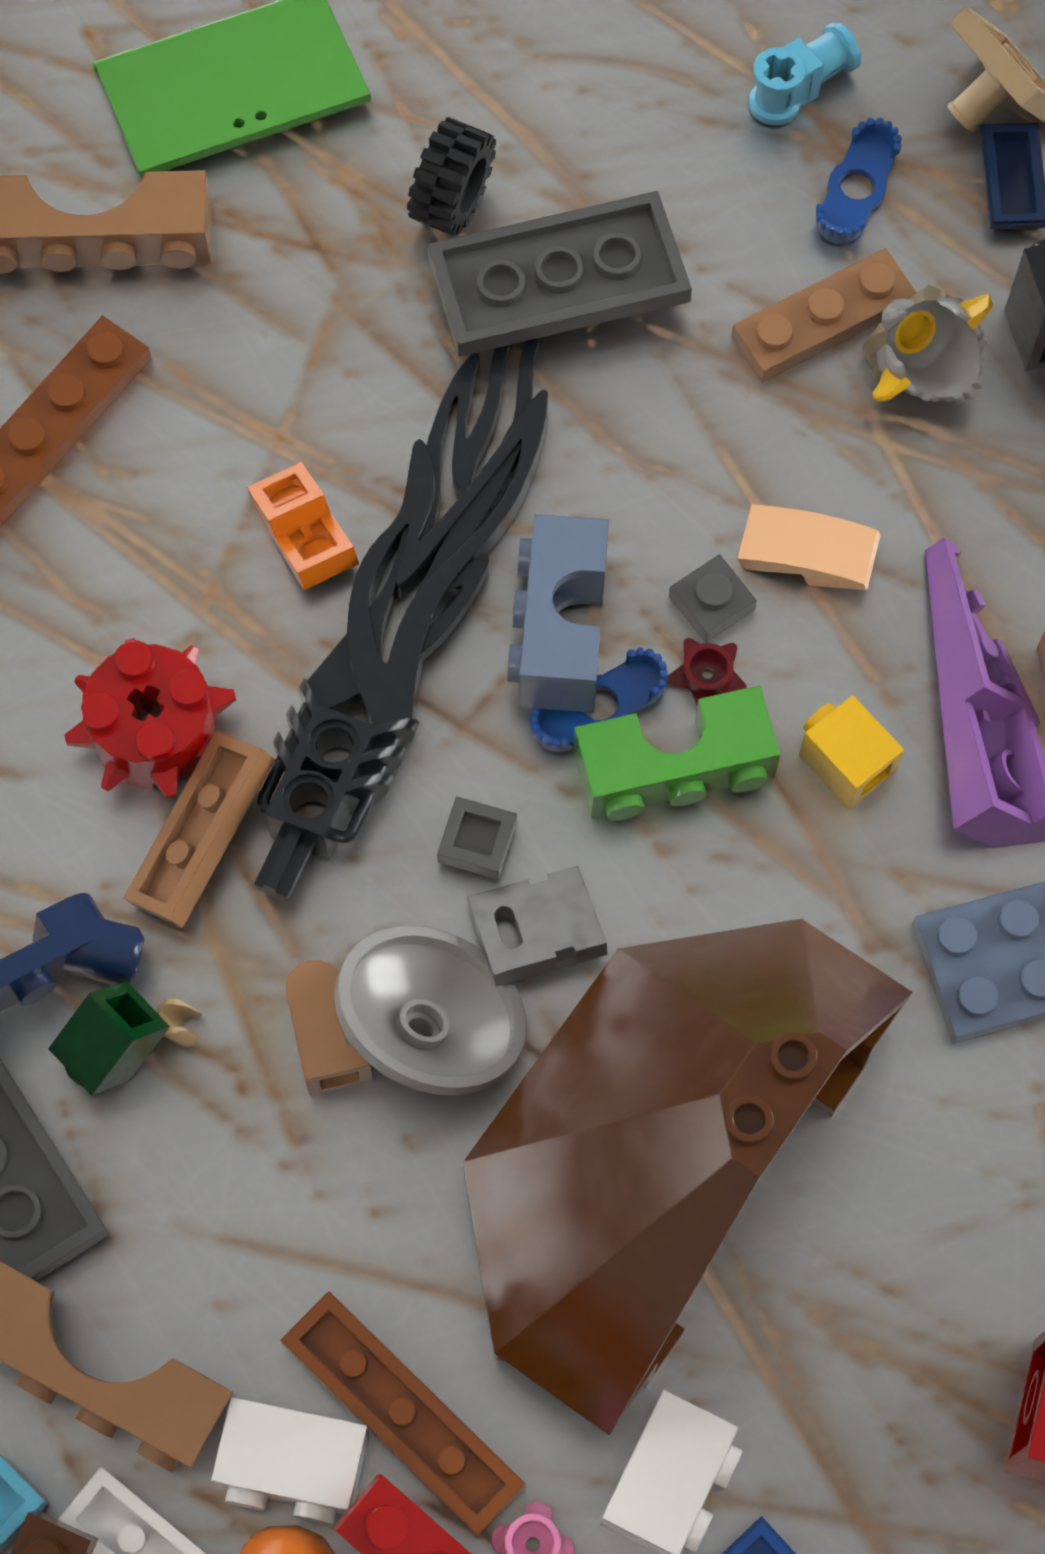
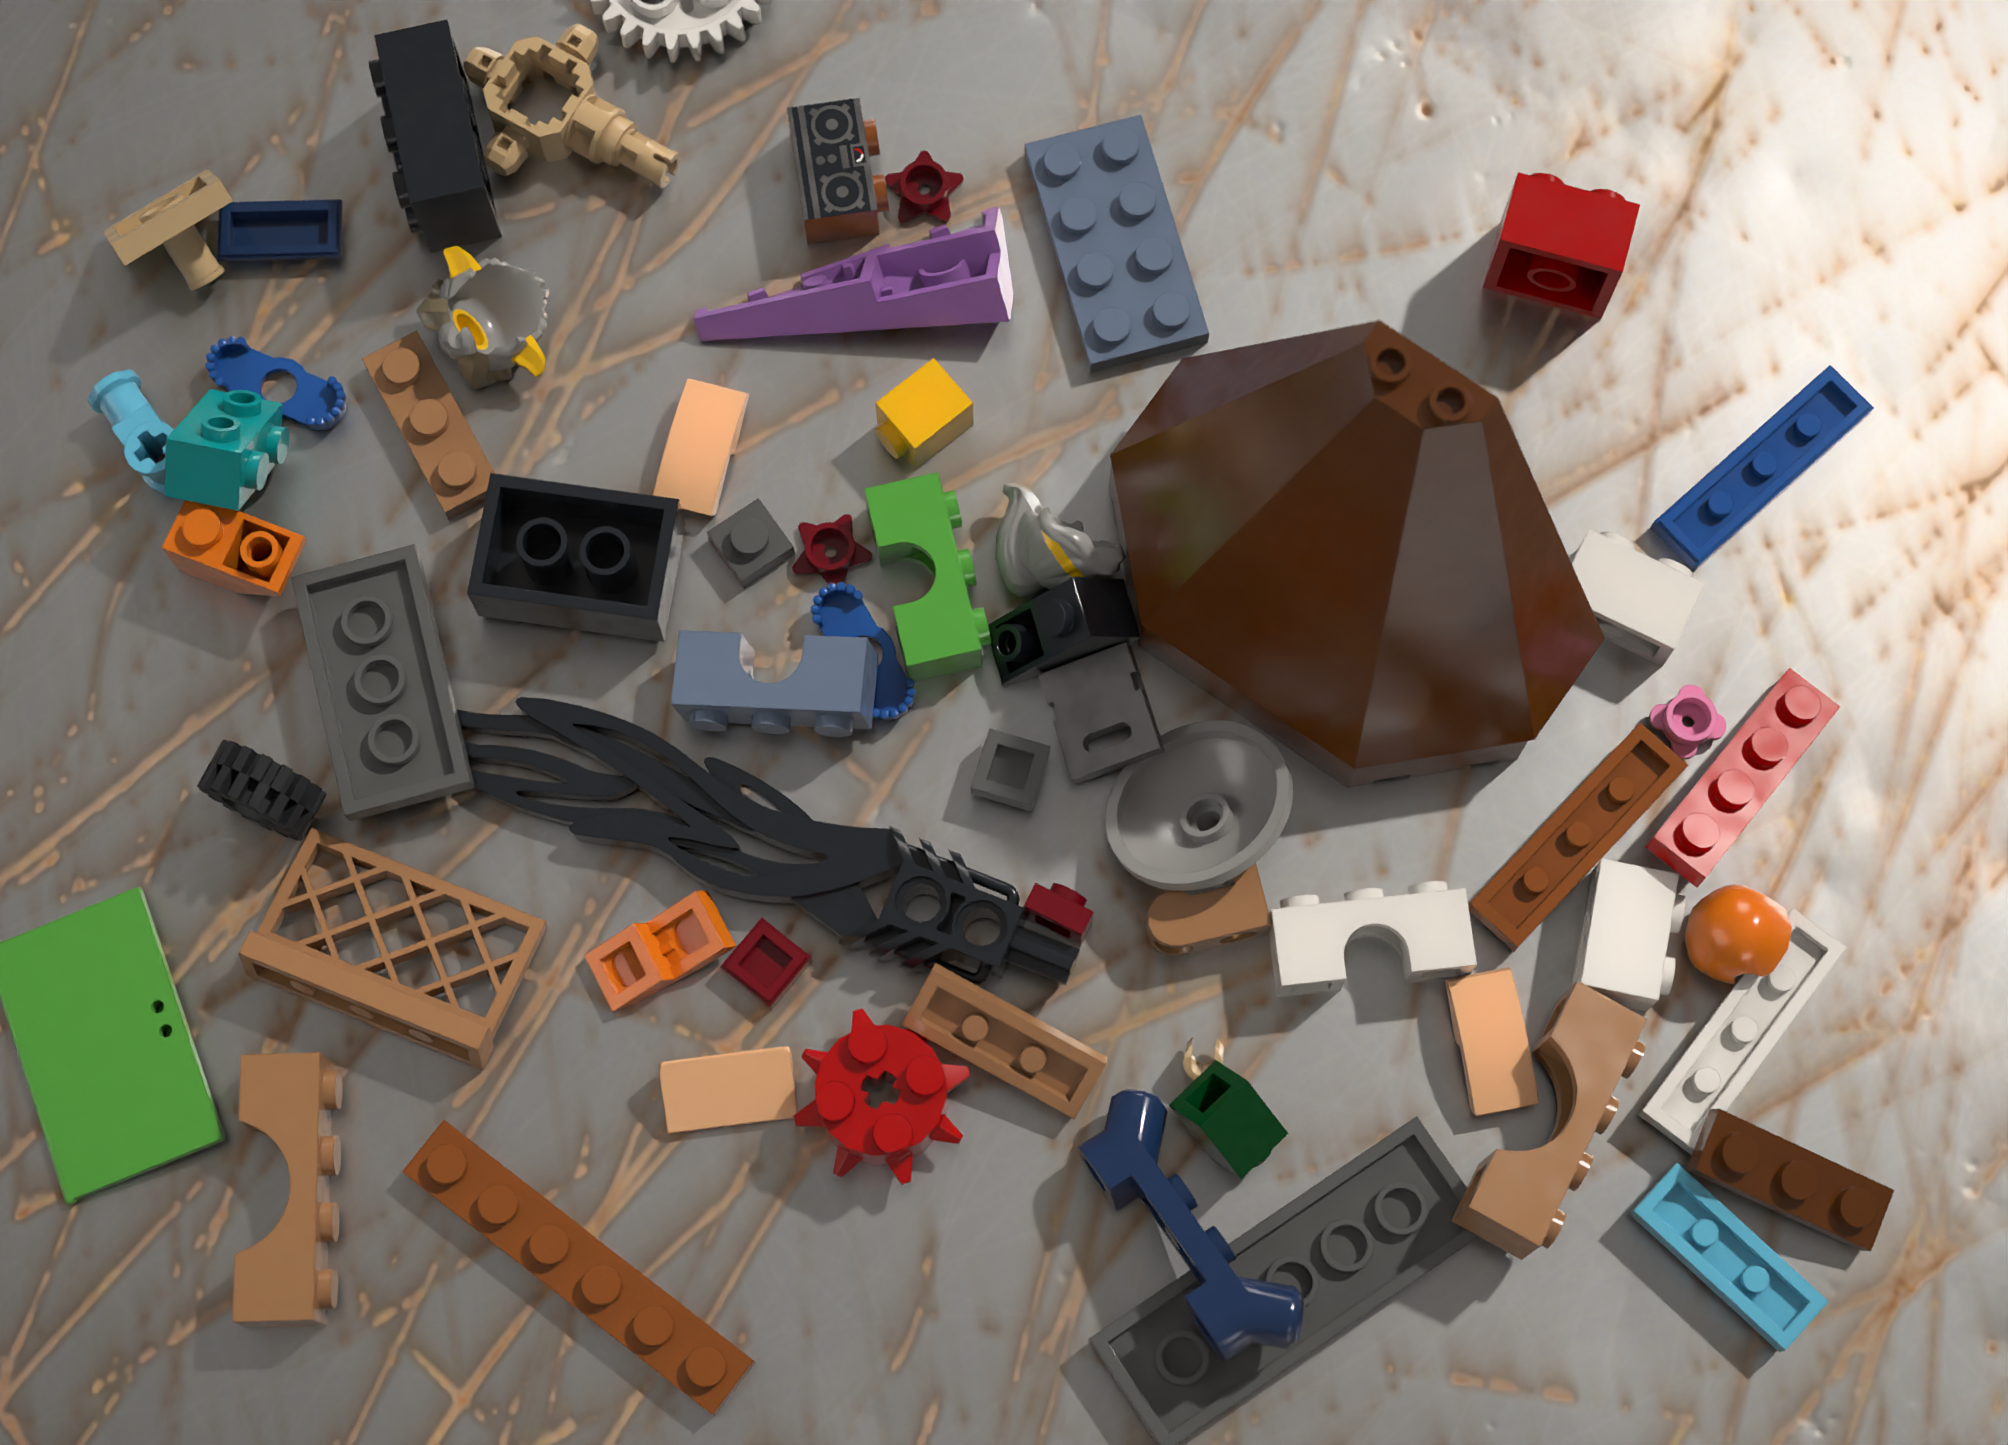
camera: 90 degrees left, 5 degrees up
(167, 586) = (728, 1089): none -> light nougat slope
(185, 1314) = (1492, 1041): none -> light nougat slope
(264, 278) = (373, 998): none -> medium nougat fence
(289, 621) = (766, 963): none -> dark red tile
(301, 1247) = (1425, 928): none -> white arch
(328, 882) = (1059, 912): none -> dark red plate
(623, 884) = (1062, 627): none -> black slope
(683, 432) = (577, 557): none -> black brick
(688, 139) = (232, 549): none -> orange slope
(710, 871) = (1046, 551): none -> light grey hair
(778, 125) = (225, 449): none -> teal brick

